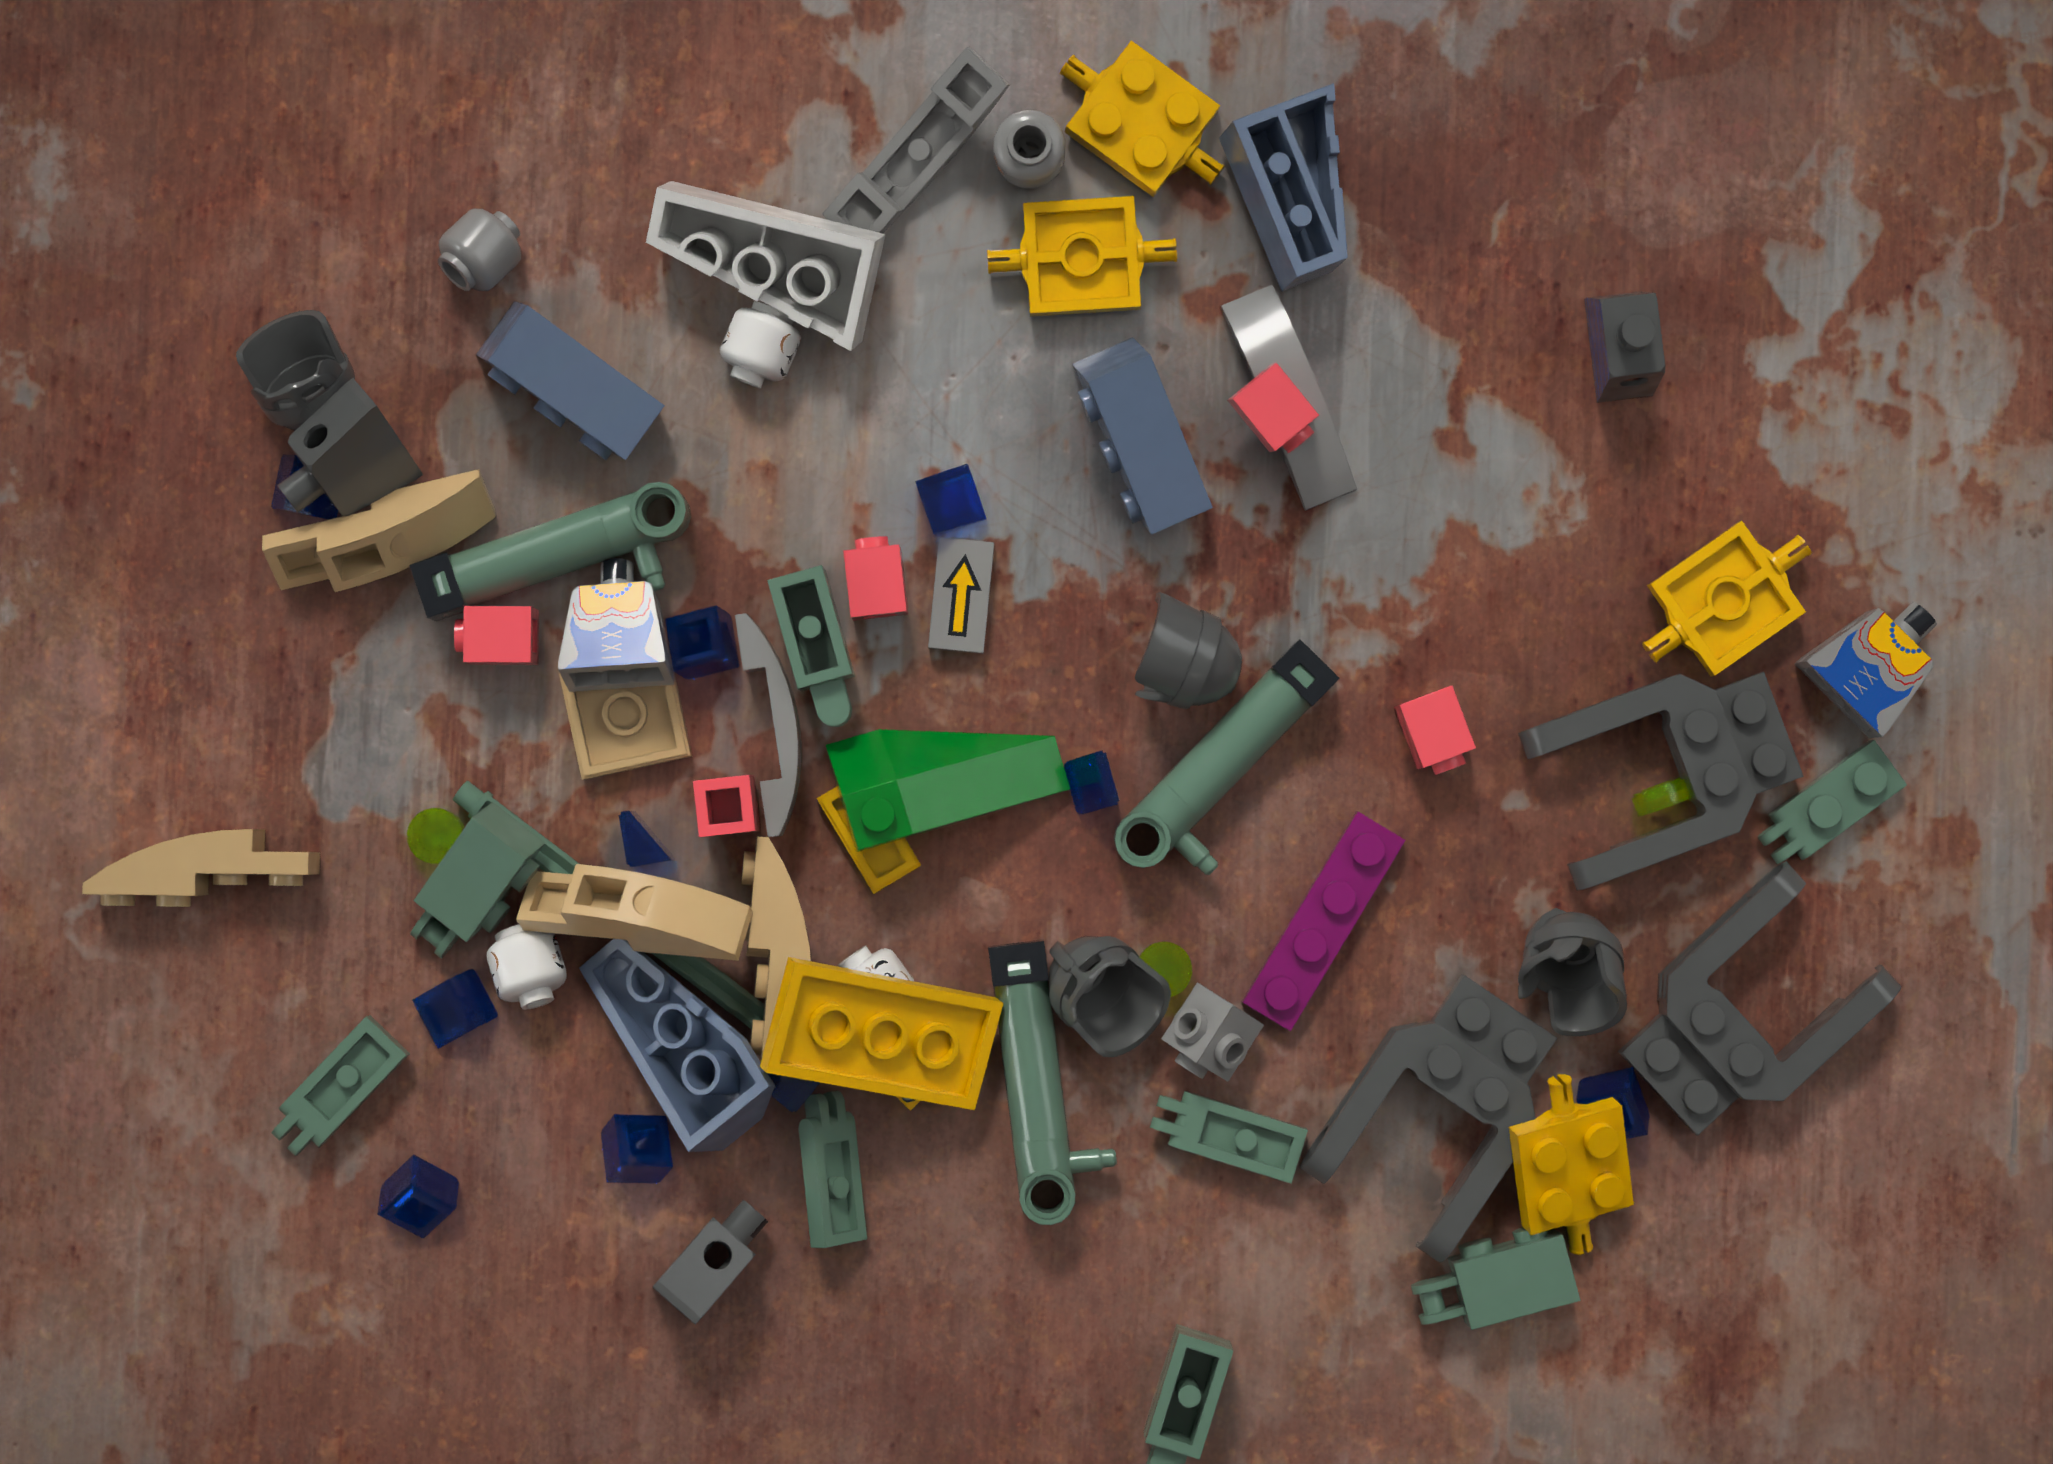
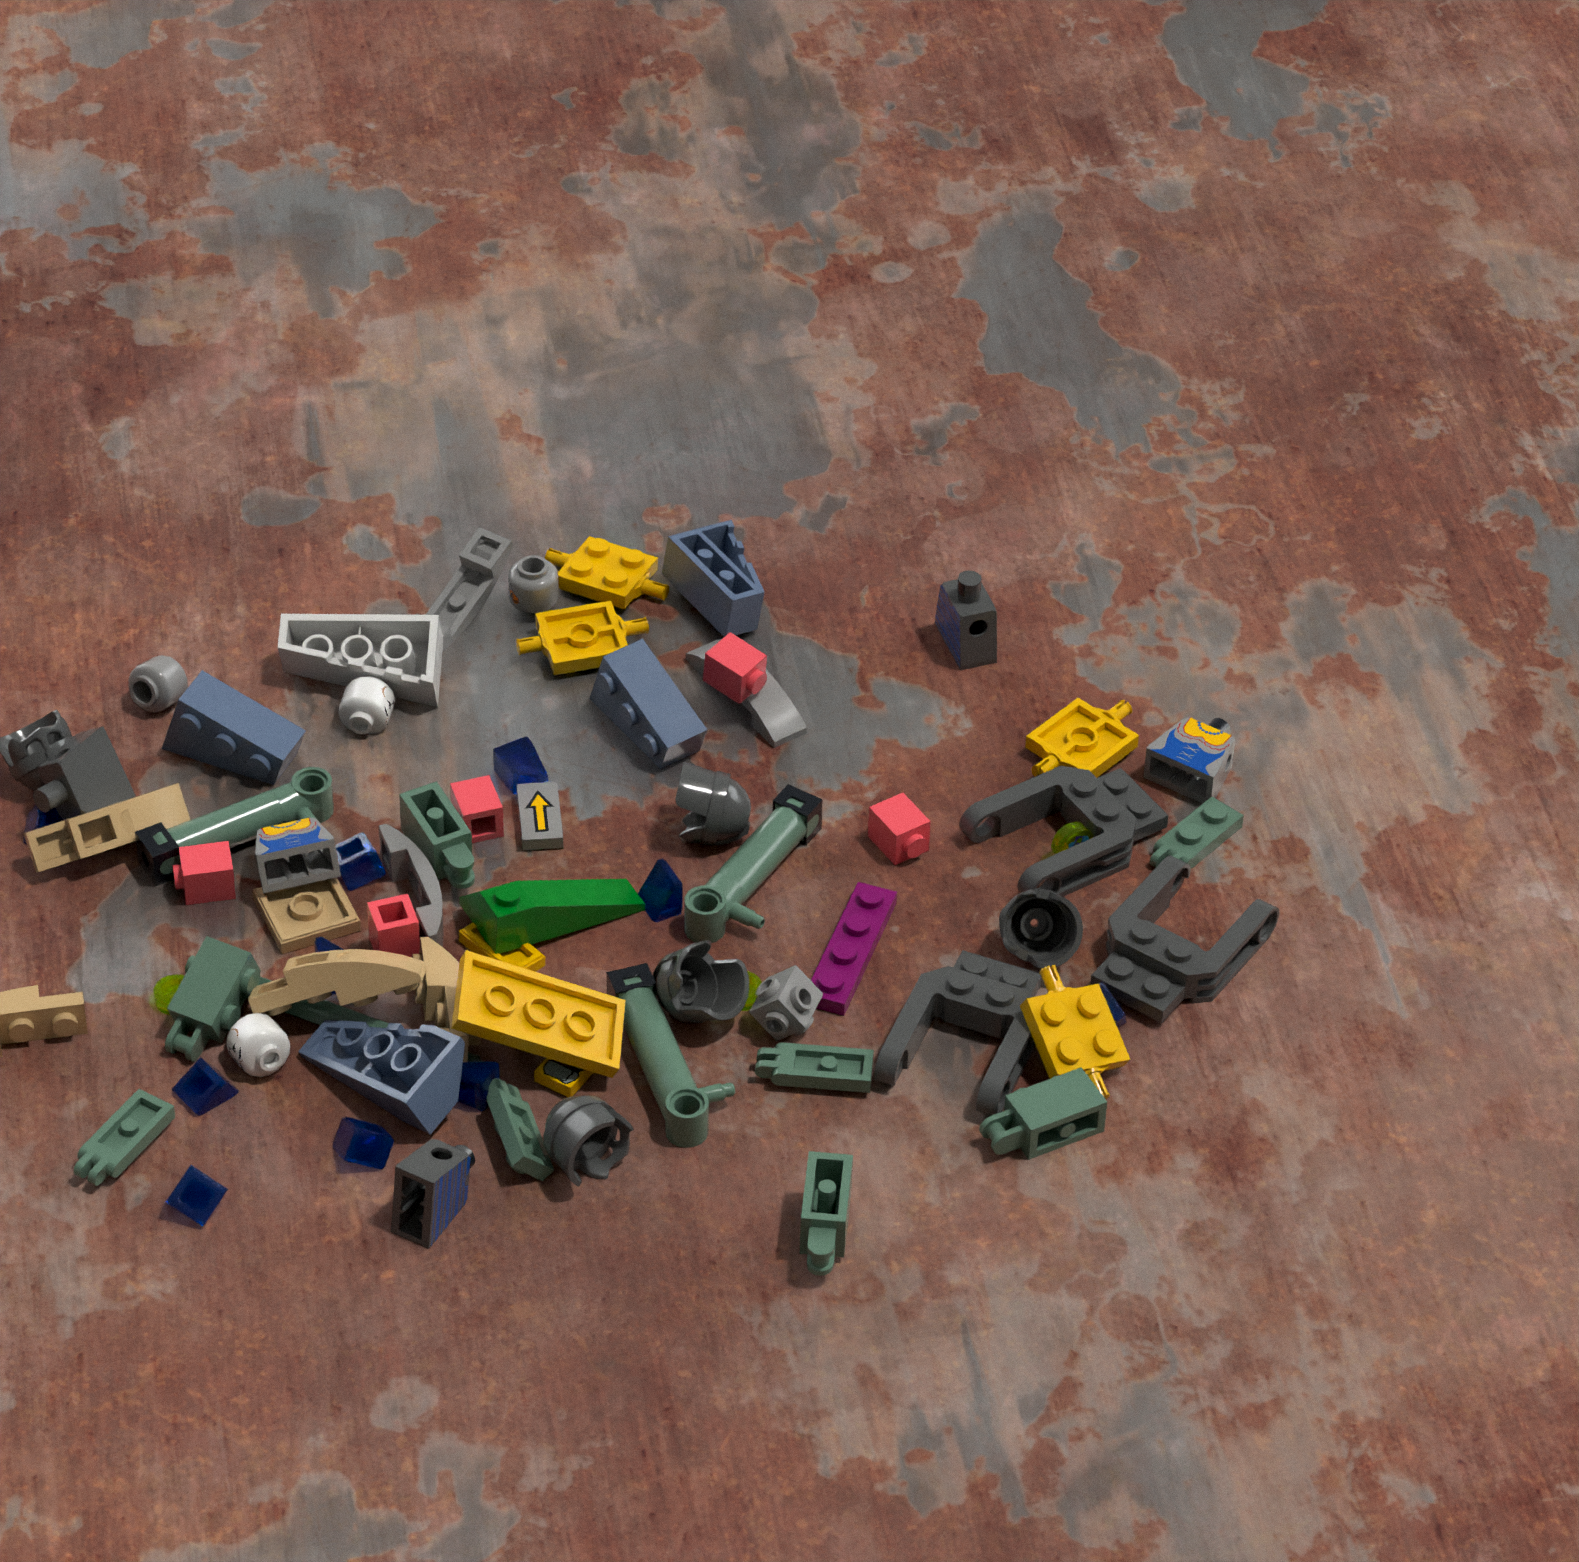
camera: 15 degrees left, 45 degrees down
(900, 1221) = (581, 1132): none -> dark grey helmet

